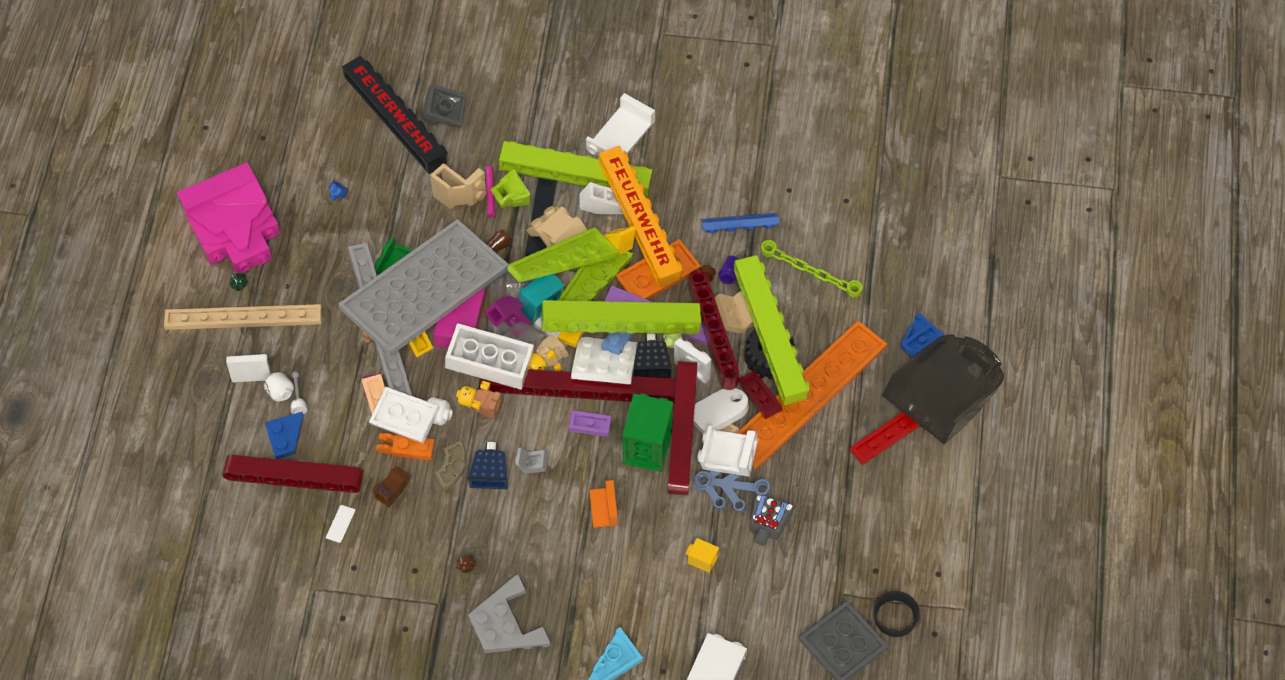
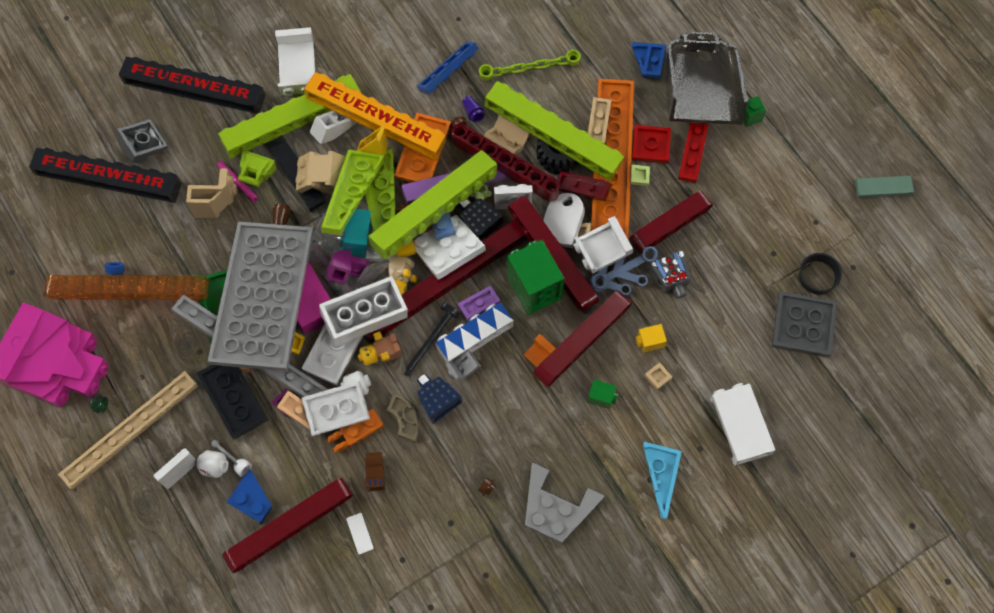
camera: 40 degrees left, 10 degrees up
(333, 209) = (126, 287): none -> clear orange beam
(336, 351) = (232, 399): none -> black plate
(435, 380) = (328, 360): none -> white plate
(523, 92) = (192, 85): none -> black brick
(528, 422) = (450, 312): none -> black piece
(565, 443) = (475, 333): none -> white brick
(621, 566) = (602, 394): none -> green brick
(643, 509) = (581, 339): none -> dark red beam
(680, 588) = (658, 376): none -> tan plate
(810, 478) = (671, 221): none -> dark red beam
(818, 422) = (640, 175): none -> yellowish green plate
(822, 353) = (599, 118): none -> tan plate
(853, 405) = (651, 144): none -> red plate
(966, 442) = (754, 111): none -> green brick
(1027, 590) = (884, 186): none -> sand green tile

